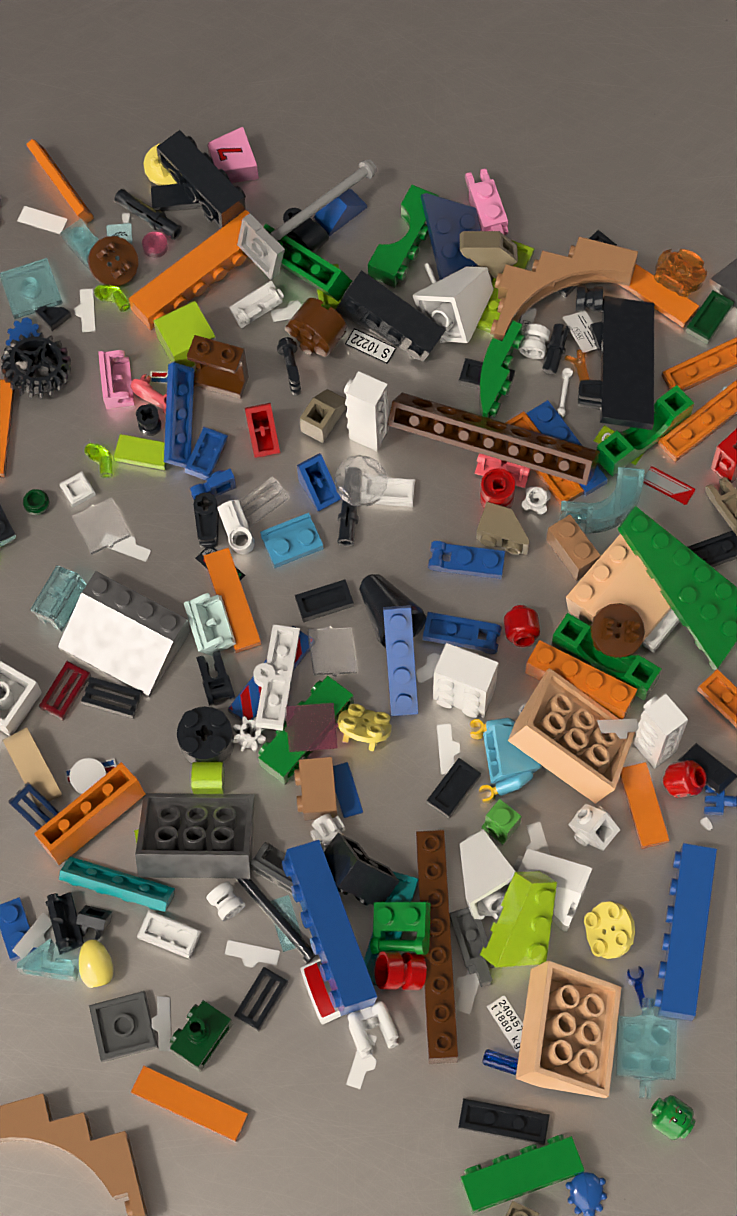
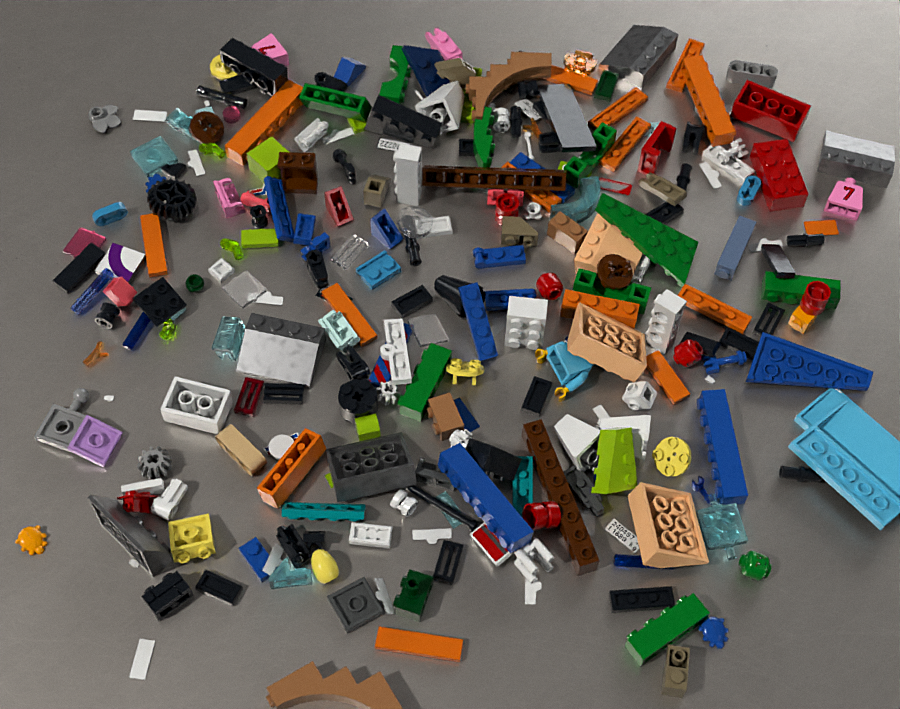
camera: 20 degrees left, 10 degrees down
(21, 794) = (244, 459): dark blue tile -> none
(60, 181) = (156, 88): orange tile -> none
(236, 525) = (339, 267): white piece -> none
(265, 248) = (310, 94): light grey tile -> none
(311, 727) = (430, 376): clear pink piece -> none
(316, 327) = (357, 137): reddish brown brick -> none
(401, 918) = (532, 480): green plate -> none
(447, 747) = (523, 373): white sticker -> none
(501, 822) = (577, 406): bright green brick -> none
(618, 726) = (637, 332): white sticker -> none

